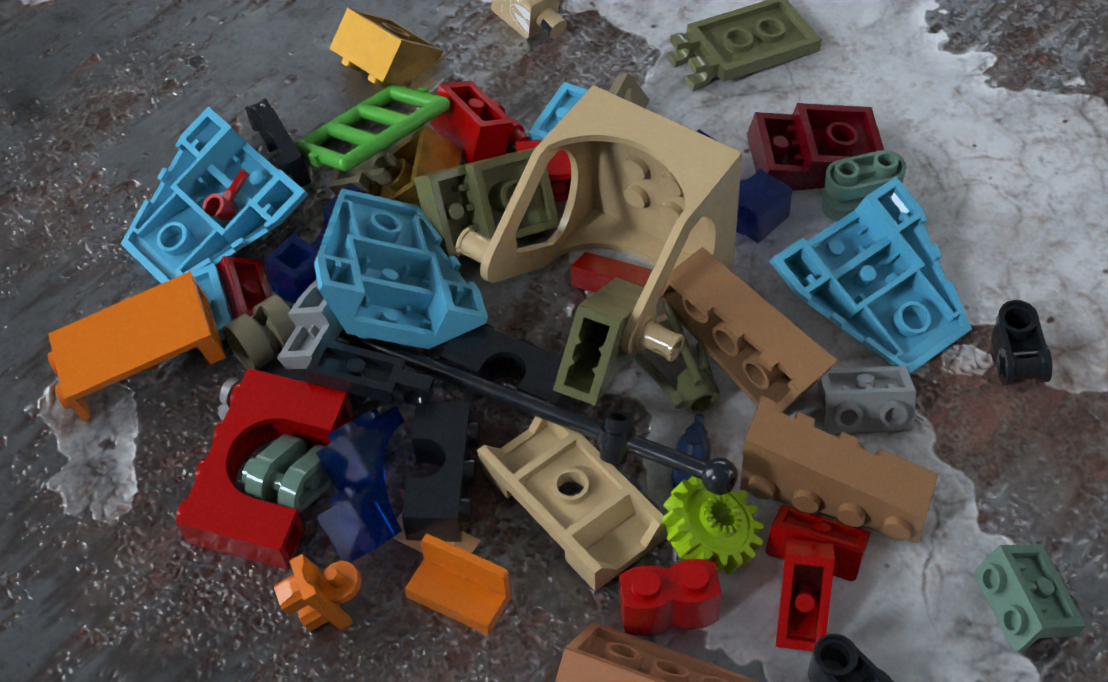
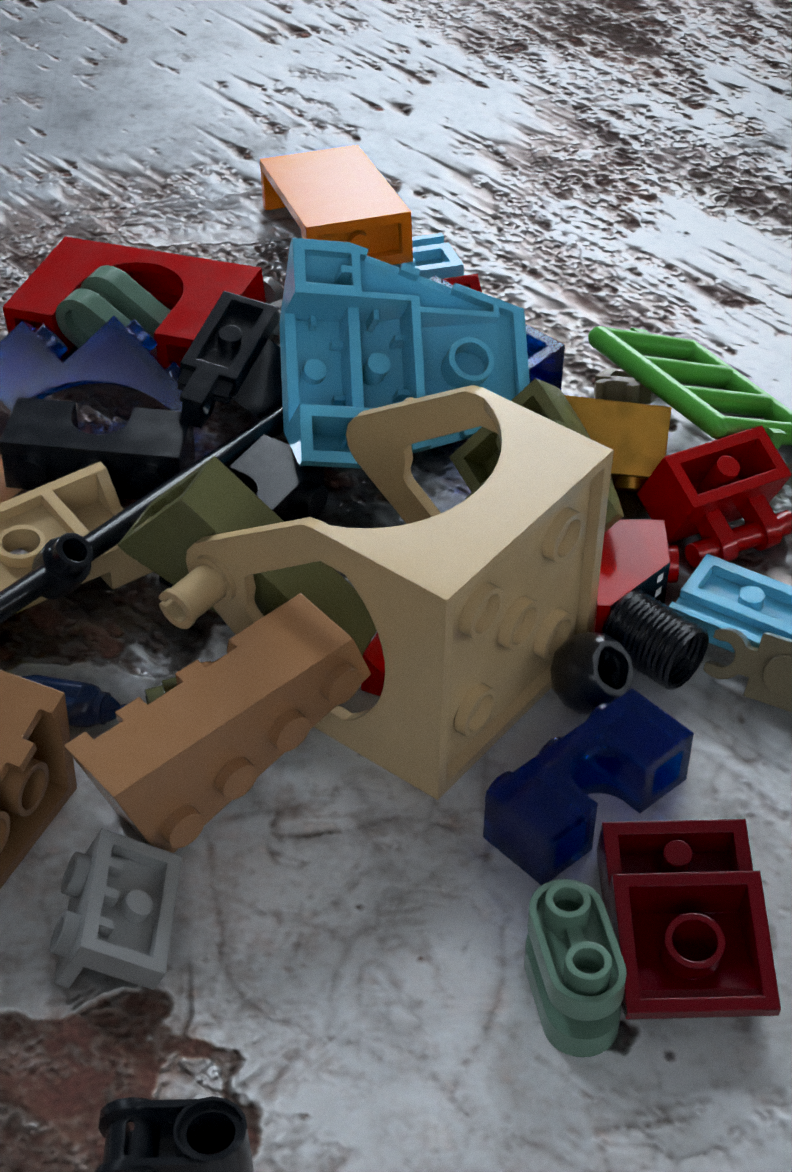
camera: 90 degrees right, 10 degrees down
(175, 232) = (586, 273): medium azure wedge -> none
(222, 205) = (552, 263): red hand -> none
(275, 137) = (701, 316): black hinge -> none
(879, 279) = (340, 949): medium azure wedge -> none

